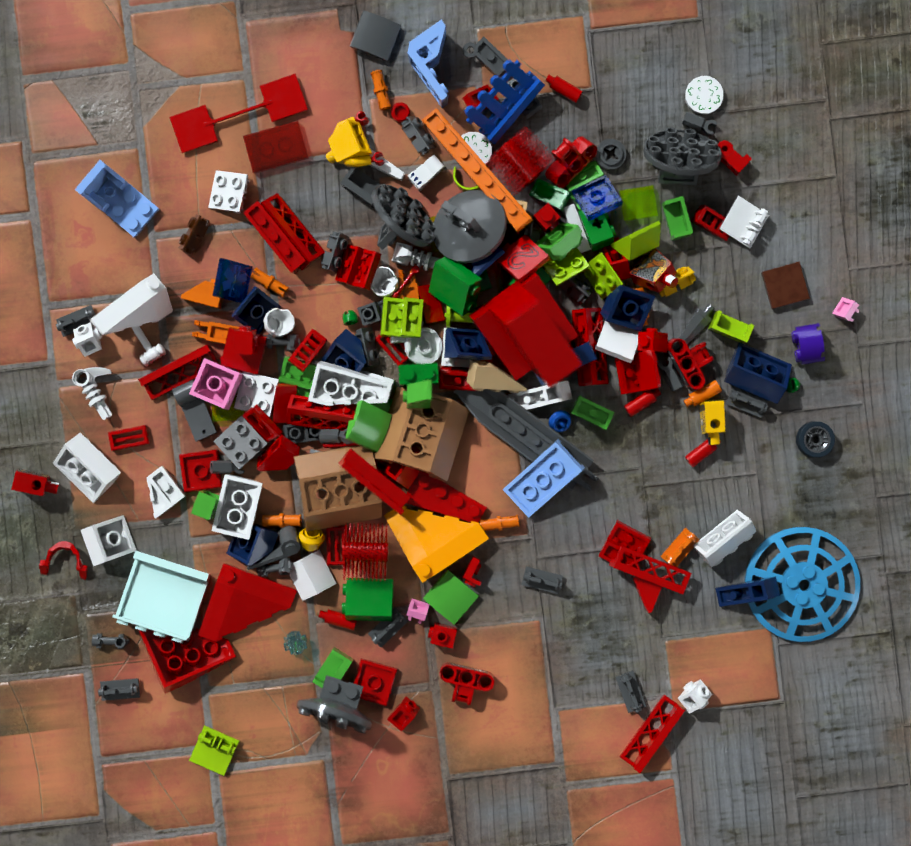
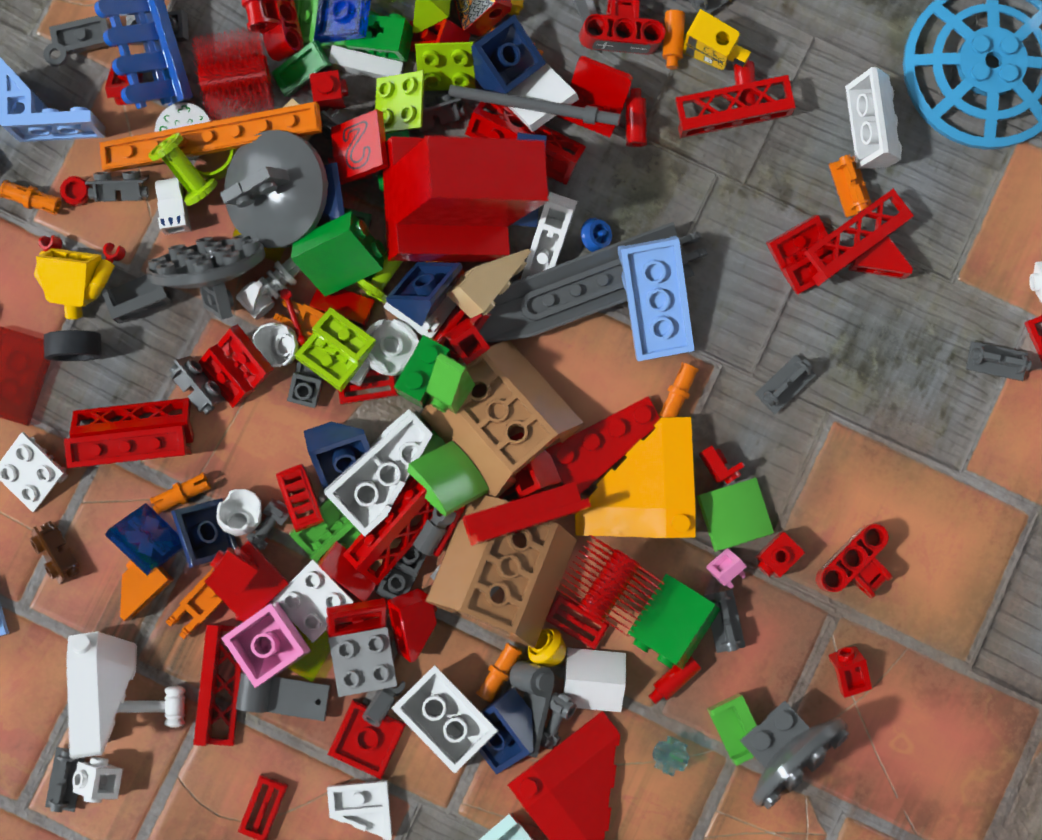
camera: 65 degrees left, 5 degrees down
(89, 387) = (164, 818): white piece -> none
(205, 505) = (416, 759): bright green panel -> none
(312, 170) = (72, 345): none -> black tyre
(349, 318) = (294, 418): green hinge -> none
(367, 339) = (336, 412): dark grey hinge -> none
(376, 681) = (785, 679): red tile -> none
(387, 168) = (135, 251): white piece -> none
(451, 388) = (467, 341): none -> red brick
(453, 153) = (183, 169): none -> lime hose
(561, 240) = (368, 85): bright green slope -> none
(592, 412) = (610, 186): bright green panel -> none
(623, 376) = (588, 114): none -> dark grey bar
(652, 340) = (565, 55): red brick -> none
(670, 375) = (626, 62): dark grey bar -> none
(679, 459) = (739, 116): none -> red fence
(748, 591) = (959, 134): dark blue slope -> none

